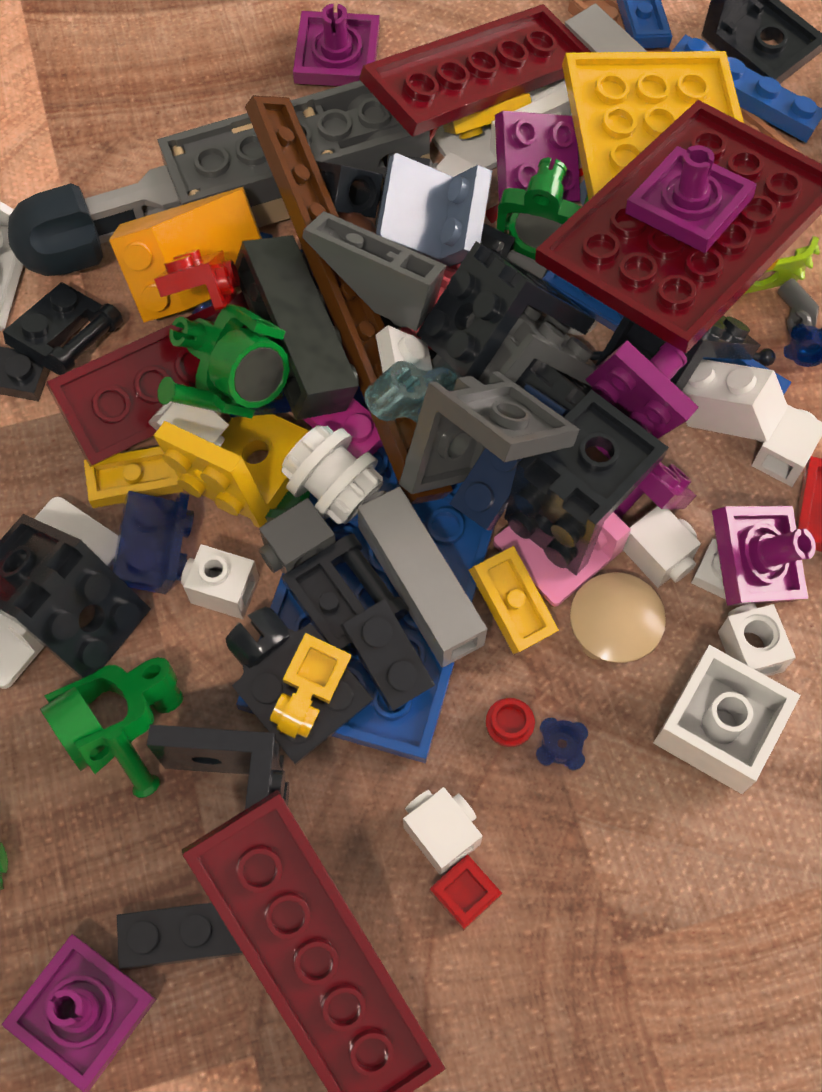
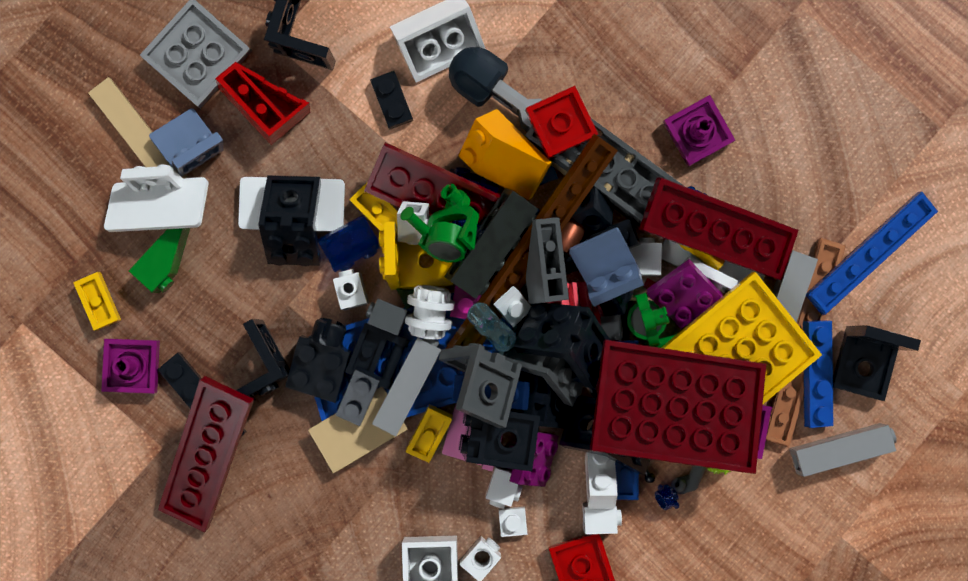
camera: 60 degrees right, 20 degrees up
(56, 319) = (431, 107): black plate -> none
(92, 745) = (239, 282): green piece -> none
(194, 270) = (481, 181): red bracket -> none
(199, 145) = (561, 122): none -> red plate
(314, 672) = (323, 373): yellow plate -> none
(442, 828) = (301, 468): white brick -> none
(444, 726) = (346, 442): none -> tan sticker
(465, 892) = (283, 494): red tile -> none
(510, 722) = (371, 467): red plate -> none
(572, 733) = (373, 503): clear blue plate -> none
(617, 618) = (455, 485): tan dish -> none
(644, 387) = (564, 437): magenta plate -> none
(691, 197) = (682, 402): magenta plate -> none
(762, 554) = (524, 538): magenta plate -> none

